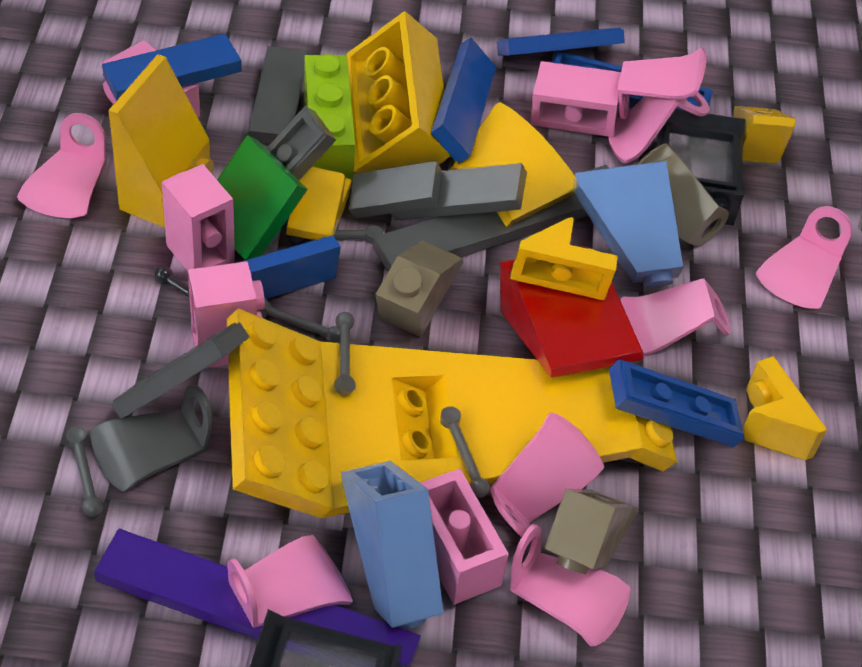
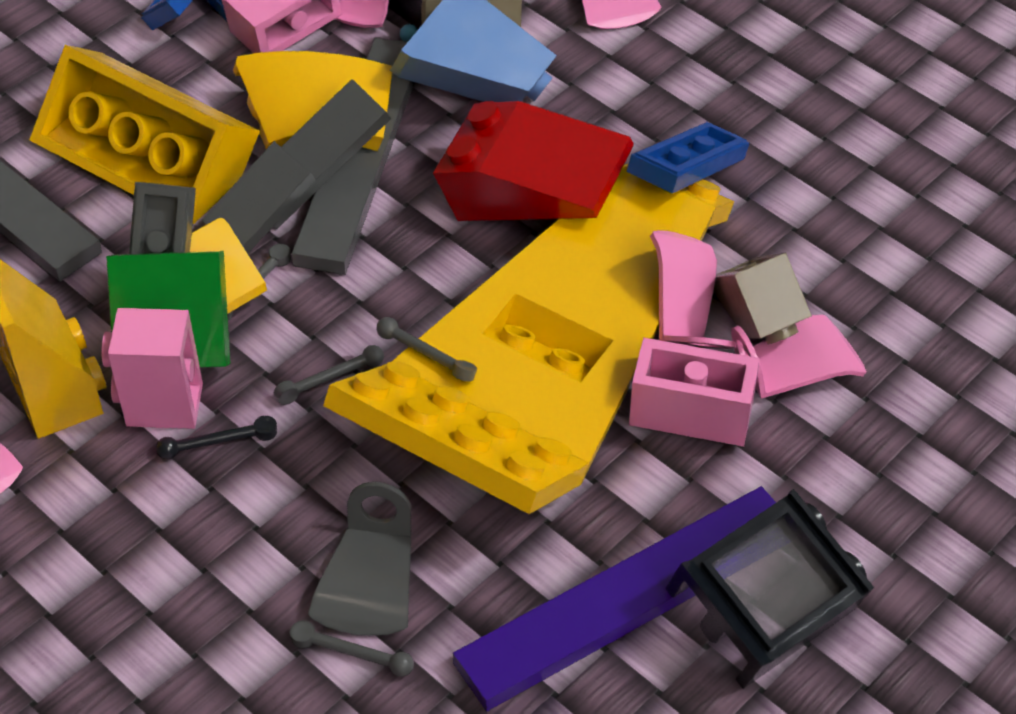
camera: 45 degrees left, 0 degrees up
(180, 369) = (343, 482): dark grey tile -> none
(217, 294) = (287, 415): bright pink brick -> none
(289, 581) = (629, 553): bright pink piece -> none
(296, 266) = (265, 357): blue tile -> none
(330, 97) = (87, 175): lime arch -> none
(395, 542) = (669, 432): medium blue slope -> none
(416, 286) = (391, 254): dark tan slope -> none
(450, 419) = (570, 317): dark grey hinge -> none
(464, 101) = (204, 81): blue tile -> none
(553, 263) = (511, 120): yellow slope -> none
(673, 314) = (589, 91): bright pink piece -> none
(780, 413) = (757, 99): yellow slope -> none

